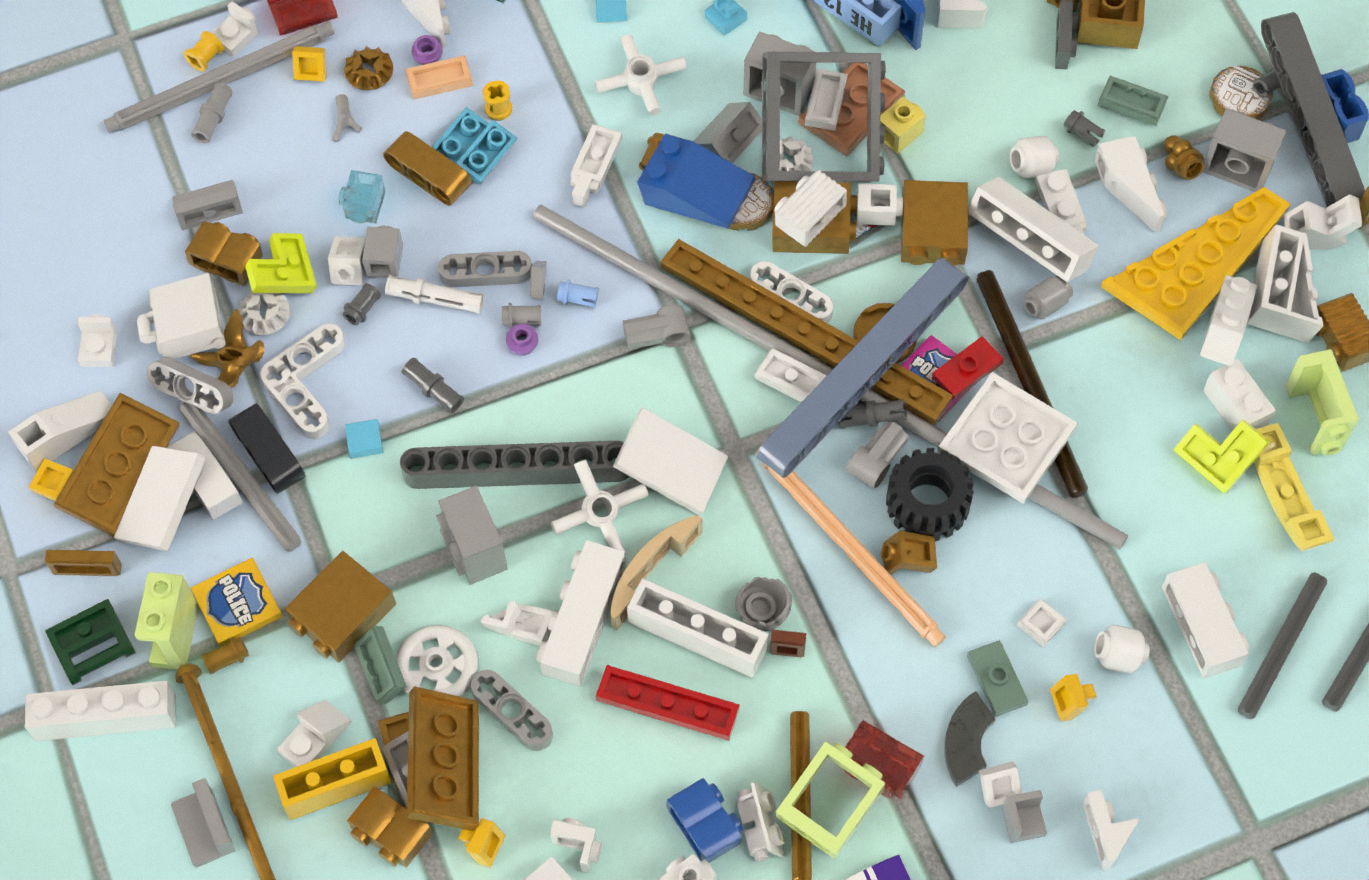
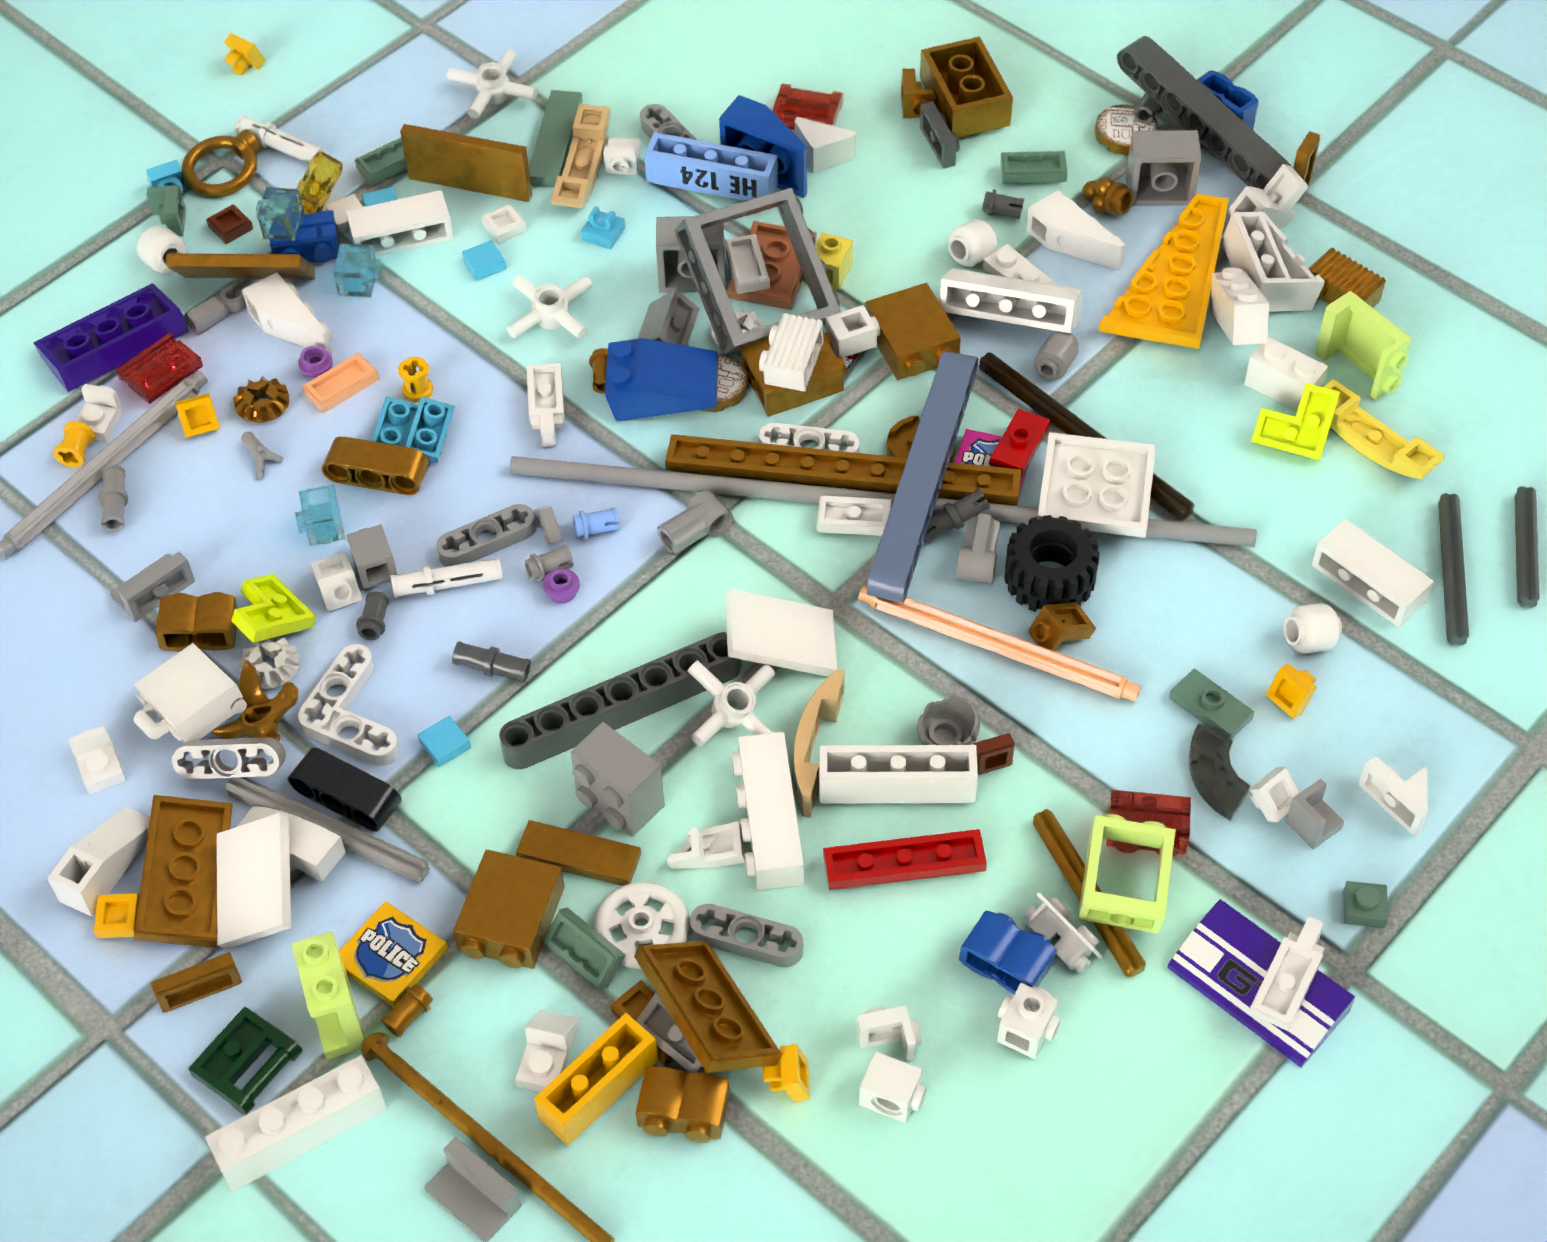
camera: 25 degrees left, 10 degrees down
(419, 581) = (580, 853): none -> pearl gold tile
(1041, 622) = (1222, 639): white tile -> none

